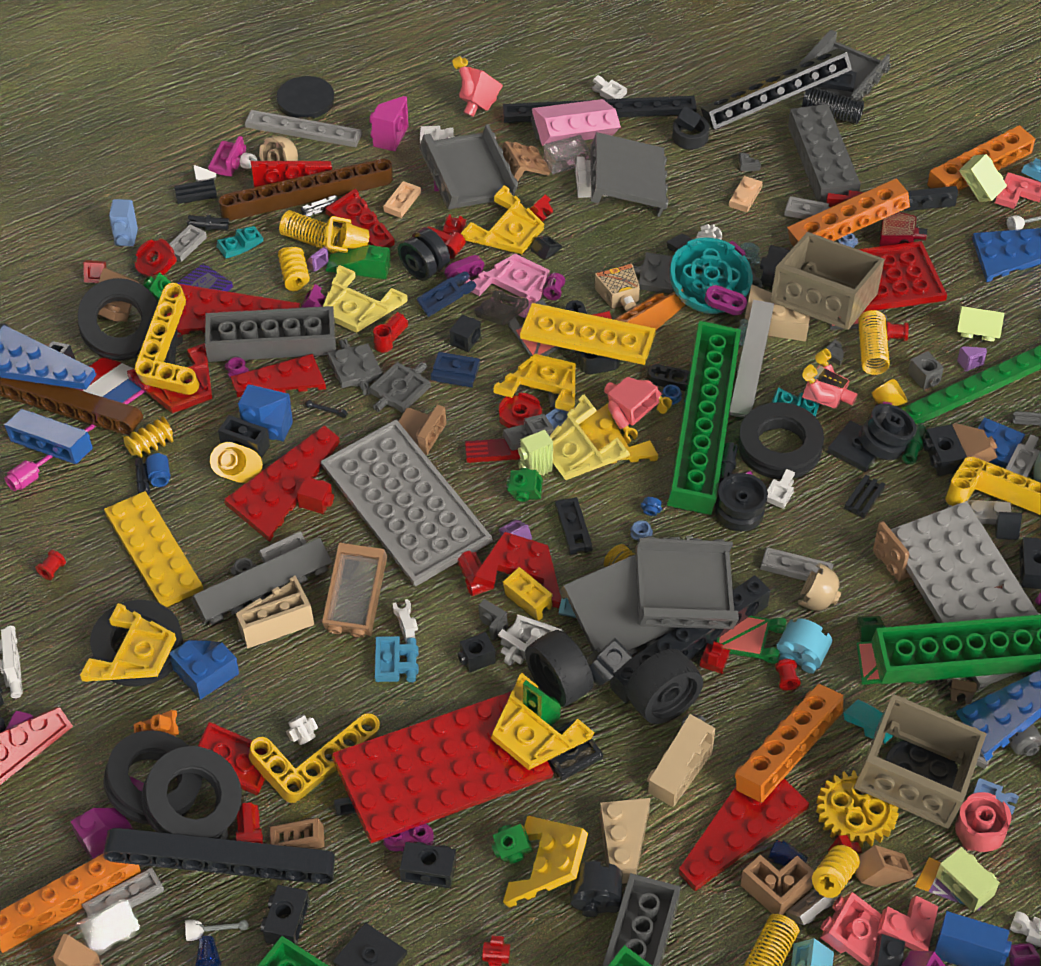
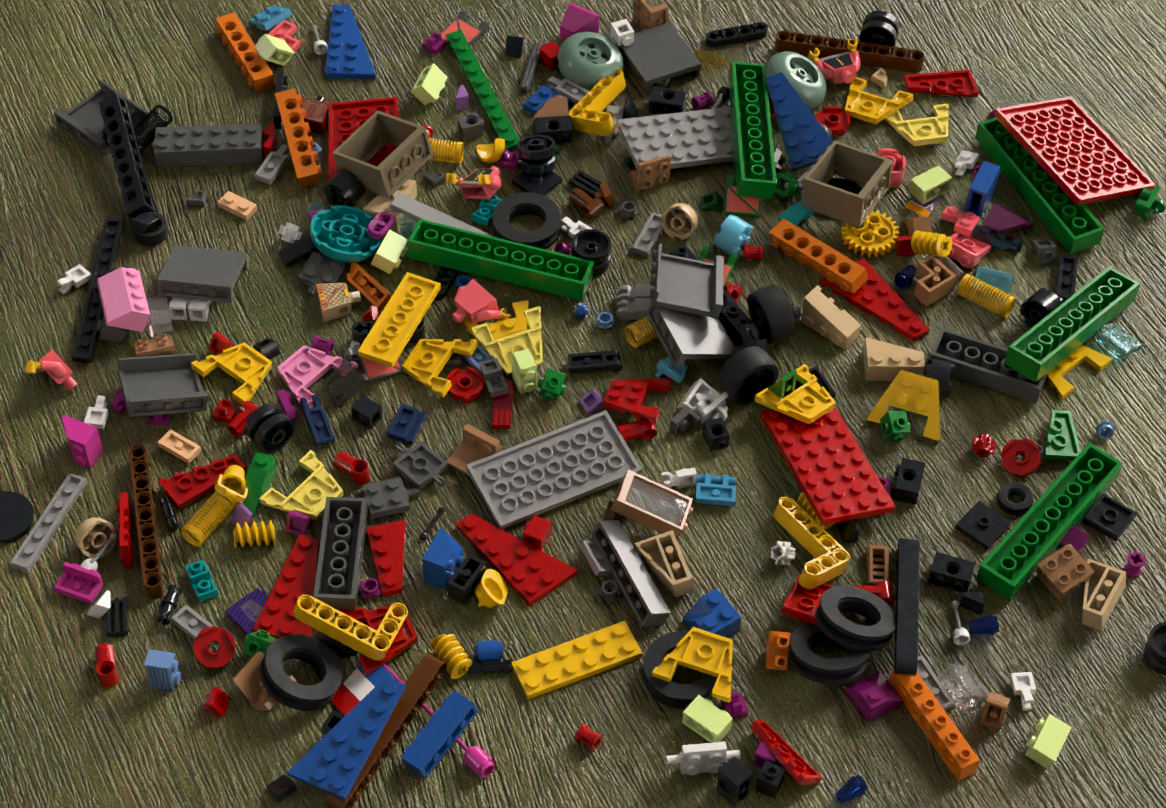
camera: 85 degrees left, 0 degrees up
(64, 666) = (707, 719): none -> yellowish green brick
(92, 698) = (736, 707): none -> magenta tile
(136, 190) = (106, 665): none -> red piece
(241, 944) = (972, 601): none -> black slope
(527, 593) = (665, 393): yellow hinge -> none
(692, 313) = (389, 252): none -> yellowish green brick
(825, 498) = (589, 206): none -> reddish brown piece
(829, 536) = (628, 209): none -> dark grey plate
(847, 513) = (605, 195): none -> dark orange tile
(916, 693) = (792, 188): none -> green brick

